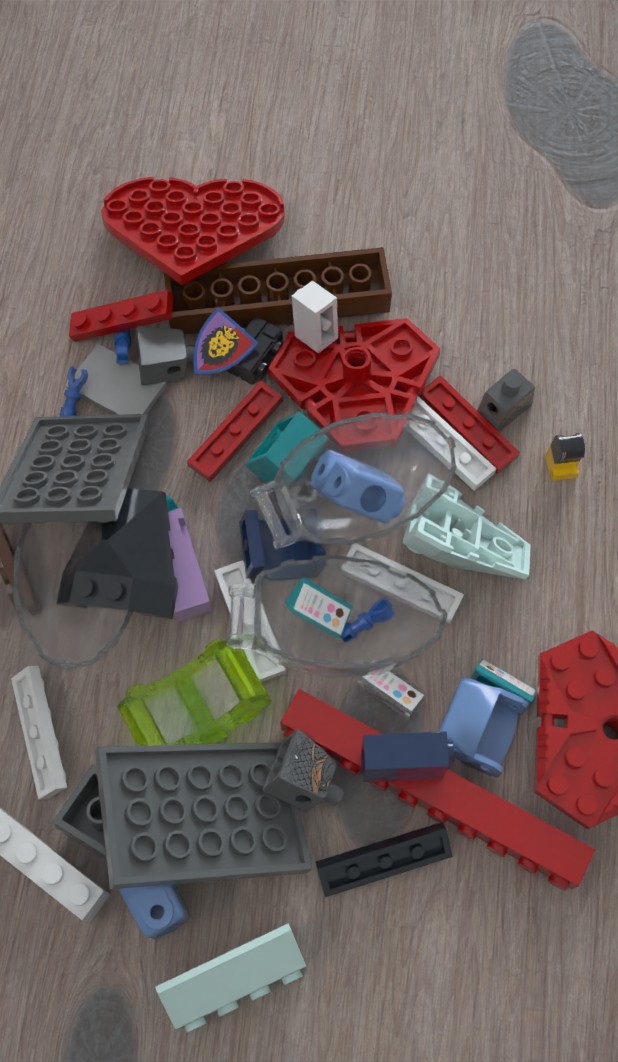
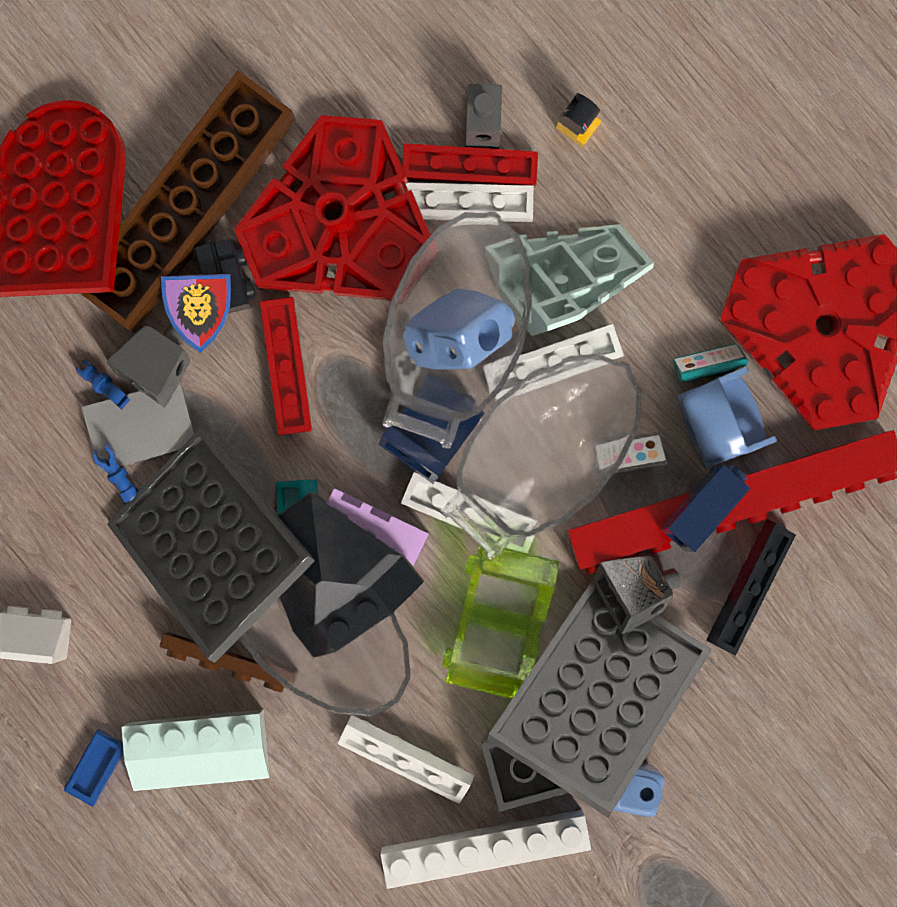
camera: 50 degrees left, 20 degrees up
(121, 315) = (79, 364): red plate -> none
(231, 977) = (729, 775): light aqua slope -> none
(278, 445) = (352, 347): teal brick -> none
(315, 316) = (253, 202): white brick -> none
(319, 607) = (520, 454): slope -> none
(378, 613) = (562, 425): blue piece -> none

